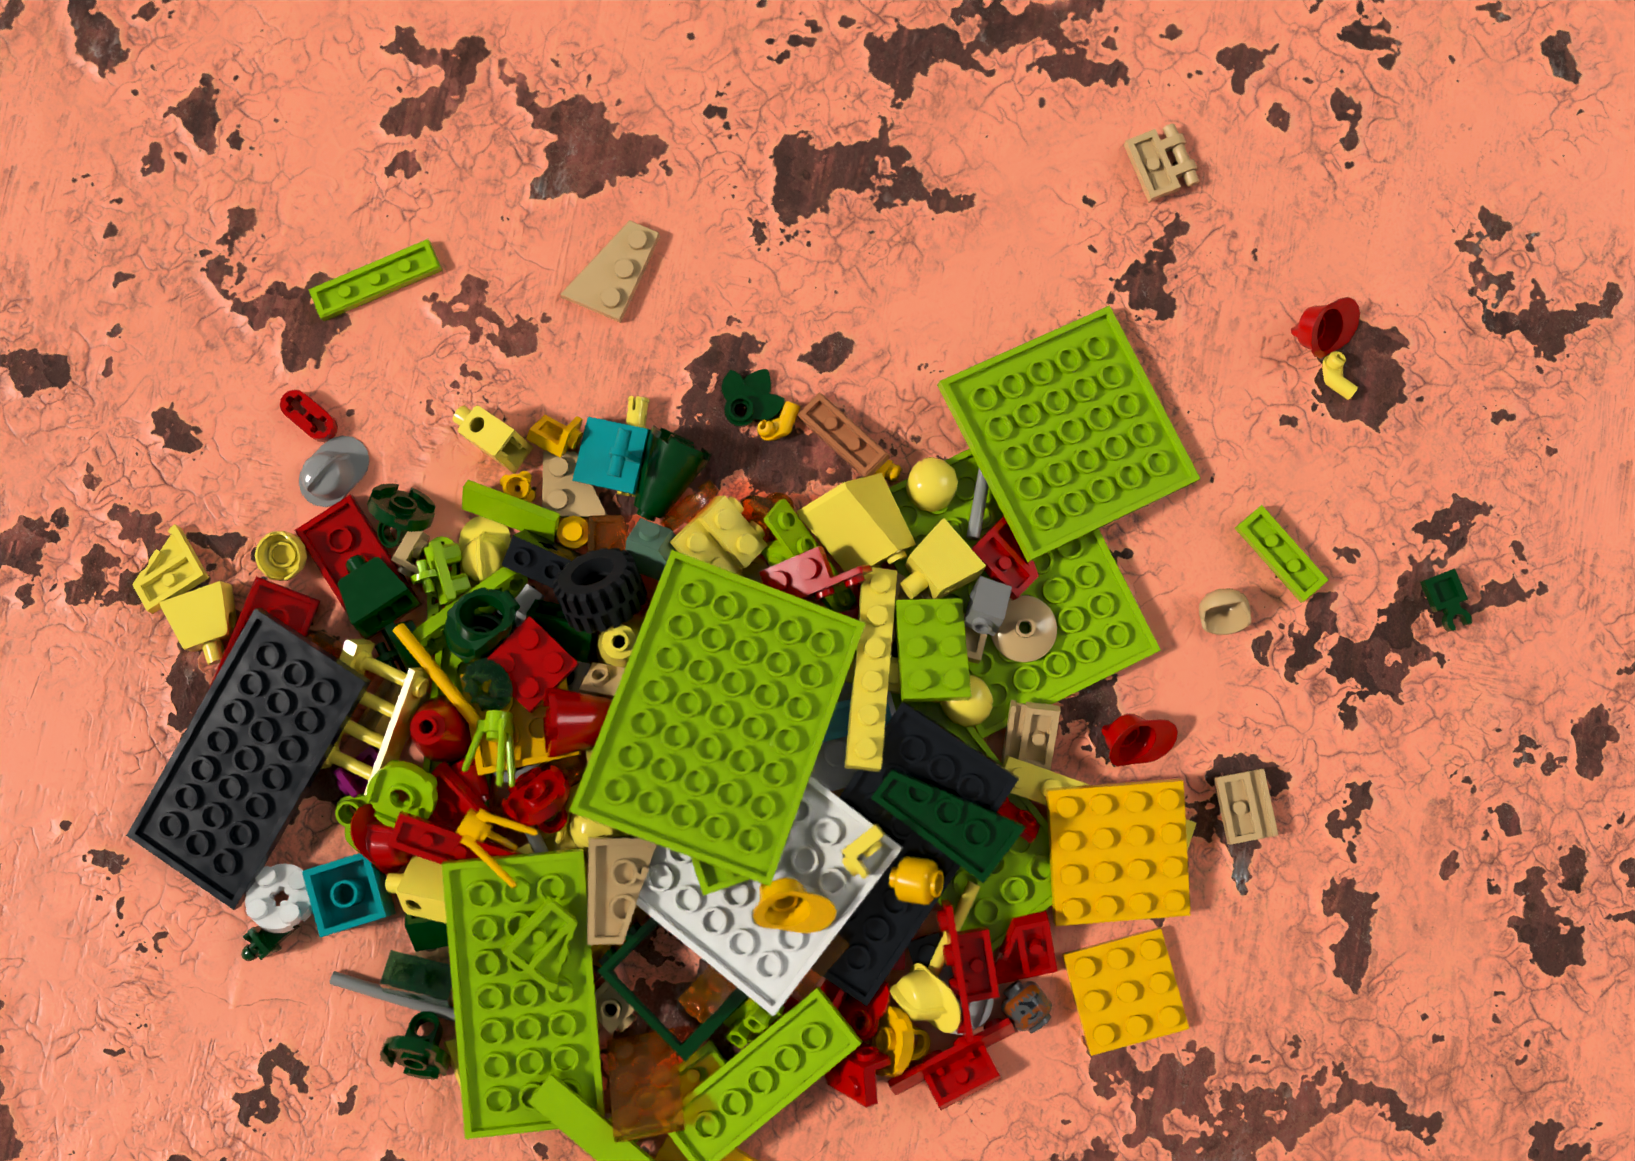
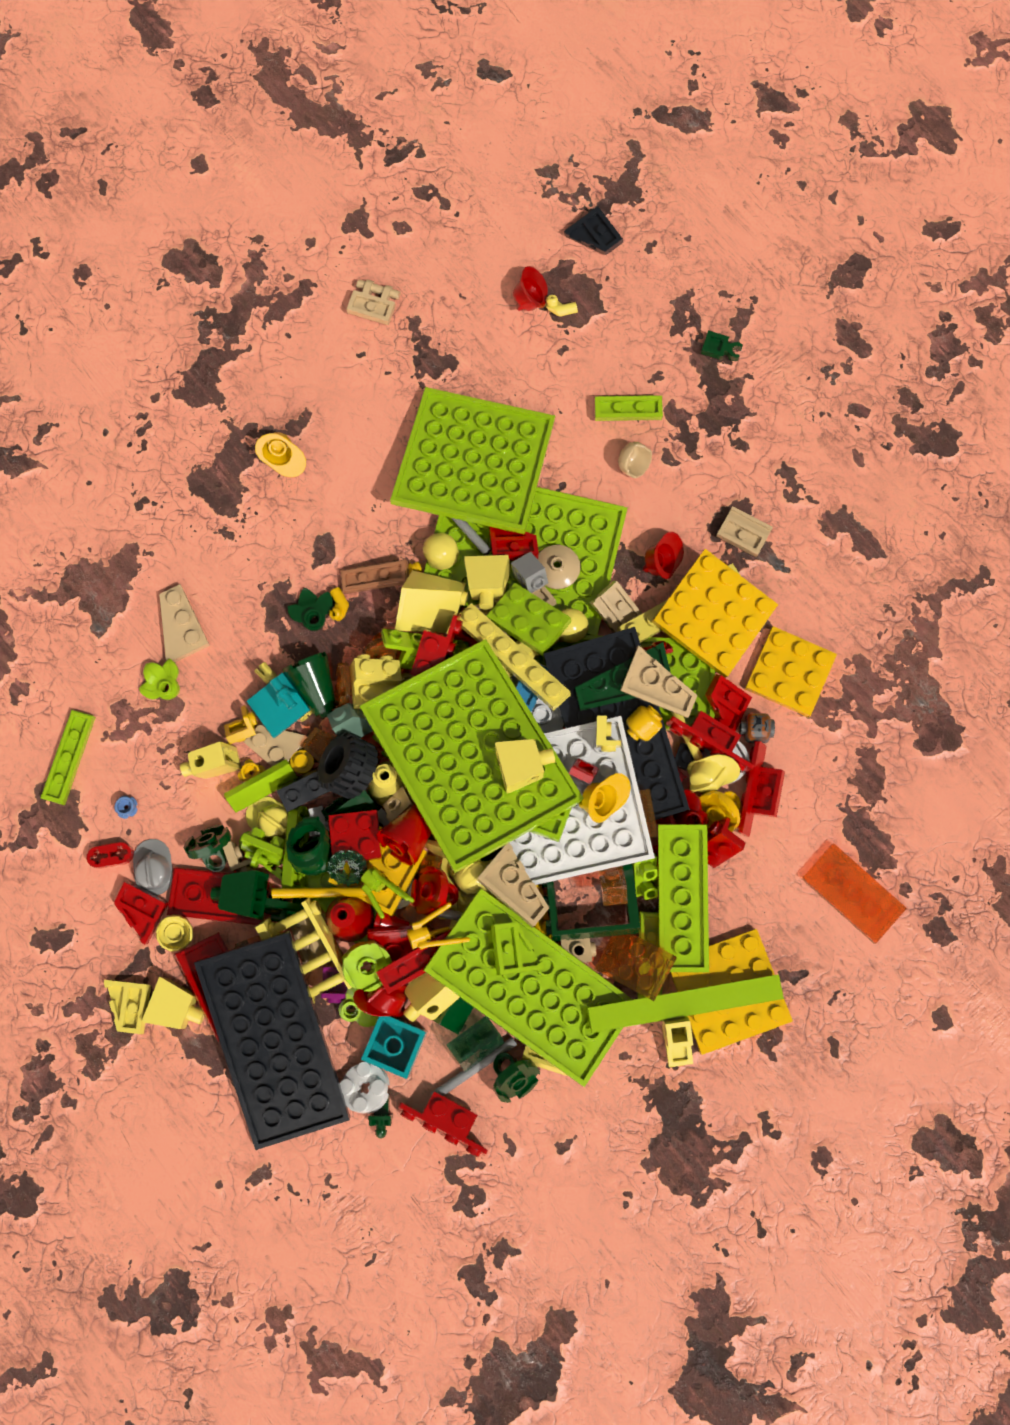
camera: 50 degrees left, 5 degrees down
(277, 498) = (140, 909): none -> red wing
(319, 1015) = (448, 1119): none -> red bracket
(369, 379) = (120, 804): none -> medium blue plate
(536, 300) = (157, 678): none -> lime plate
(751, 785) = (521, 762): none -> light yellow torso
(803, 859) = (584, 771): none -> red tile
(895, 214) = (280, 454): none -> yellow piece
(968, 862) = (656, 685): none -> tan wing
(1463, 340) = (595, 232): none -> black wing

